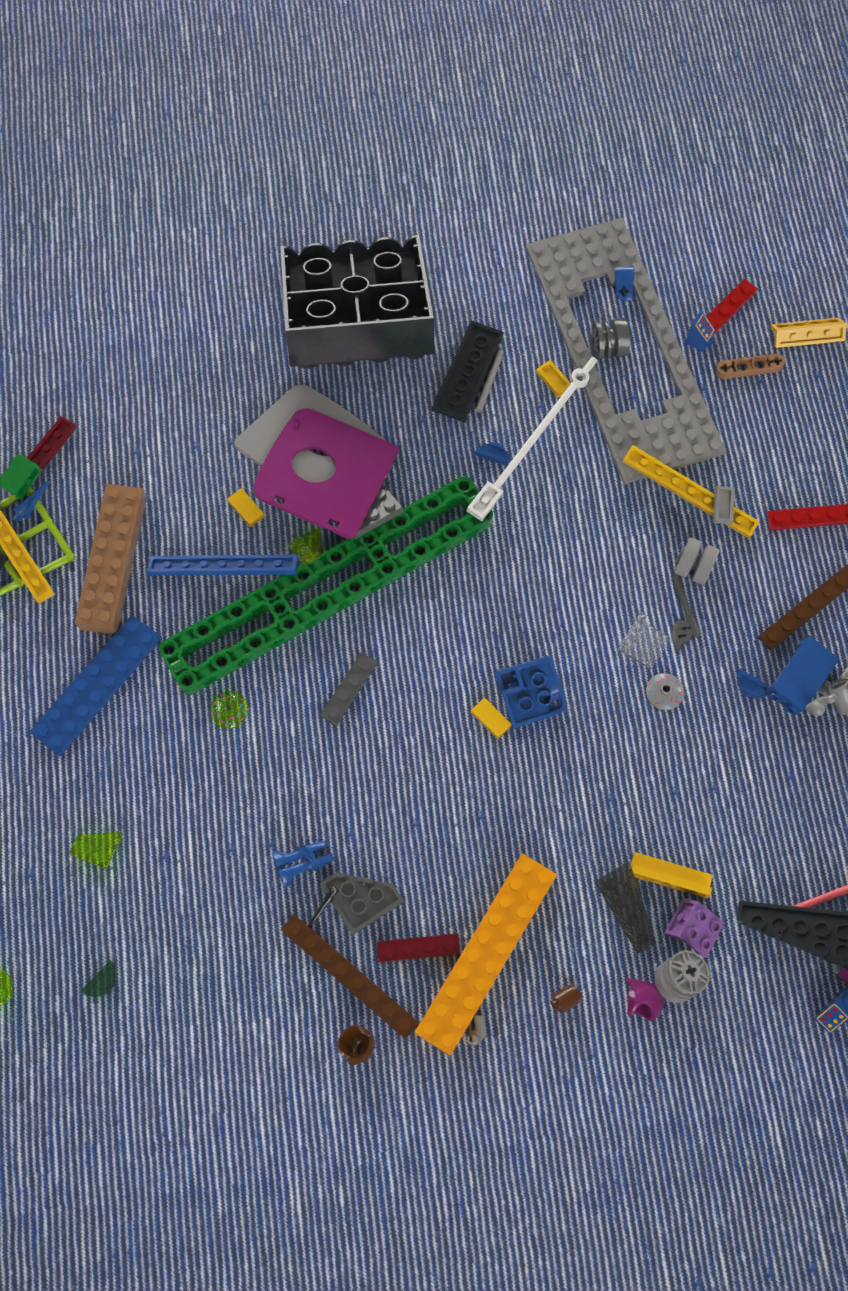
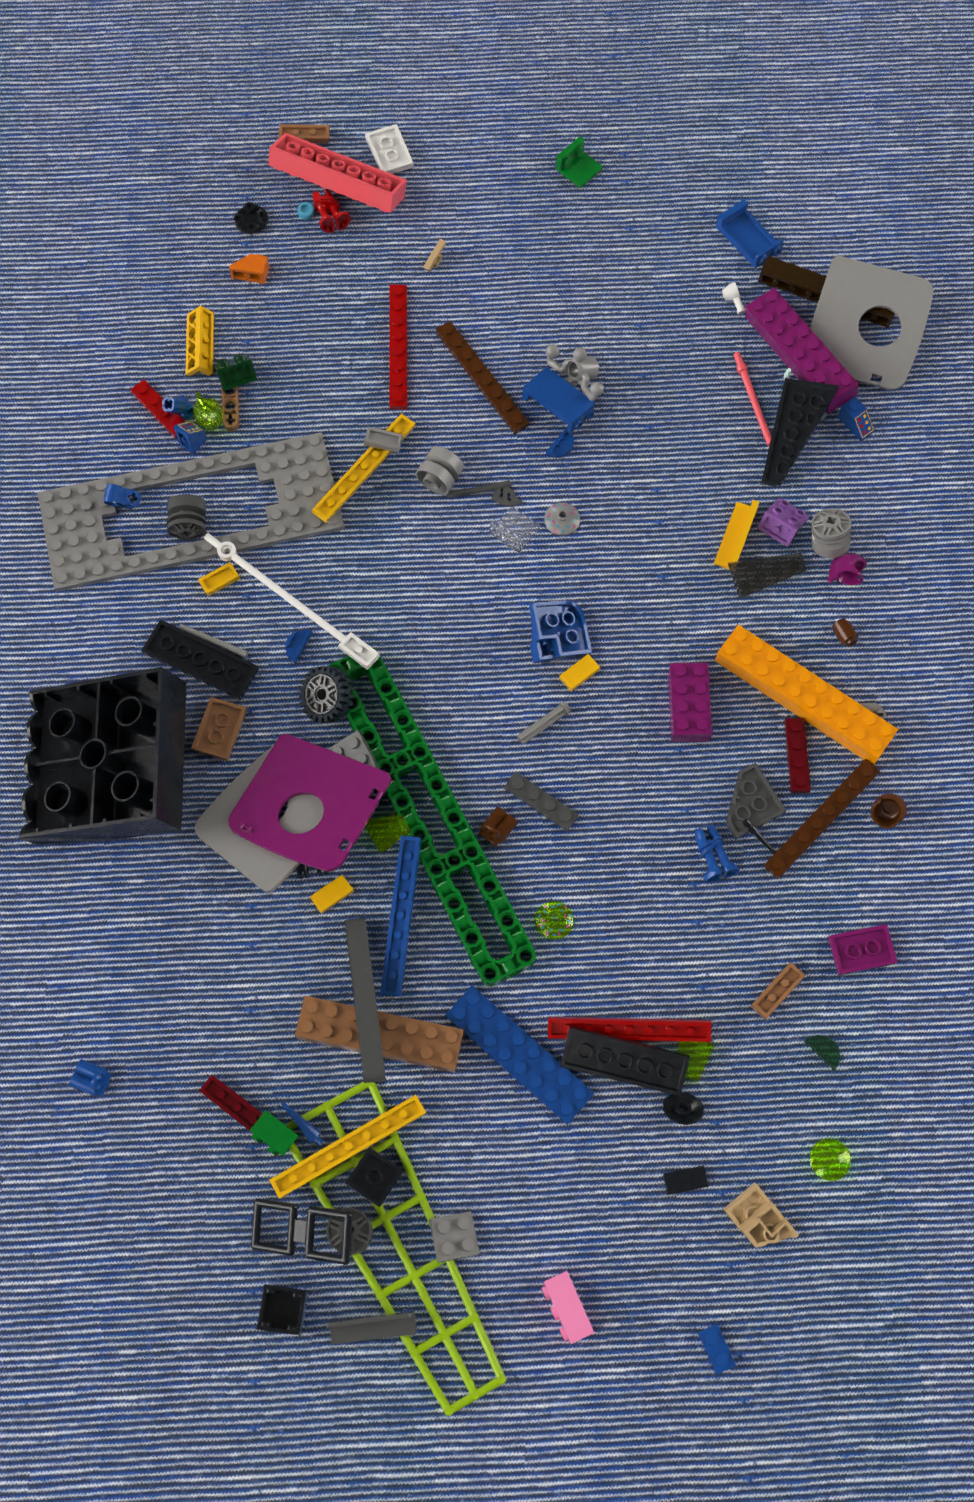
camera: 85 degrees left, 0 degrees up
(49, 838) = (683, 1109): none -> black dish
(73, 332) = (90, 1078): none -> blue piece
(86, 780) = (625, 1061): none -> black plate
(117, 784) = (634, 1028): none -> red plate
(135, 535) = (365, 1001): none -> dark grey beam
(160, 931) = (777, 990): none -> medium nougat plate
(205, 1020) = (862, 949): none -> magenta plate
(319, 648) = (497, 826): none -> reddish brown piece
(400, 395) = (219, 729): none -> medium nougat plate
(434, 688) = (544, 722): none -> light grey axle
(437, 477) = (326, 694): none -> wheel
(466, 829) = (689, 702): none -> magenta brick
(727, 344) = (207, 412): none -> clear neon green piece
(731, 321) = (178, 405): none -> blue piece
(778, 363) = (235, 371): none -> dark green bracket

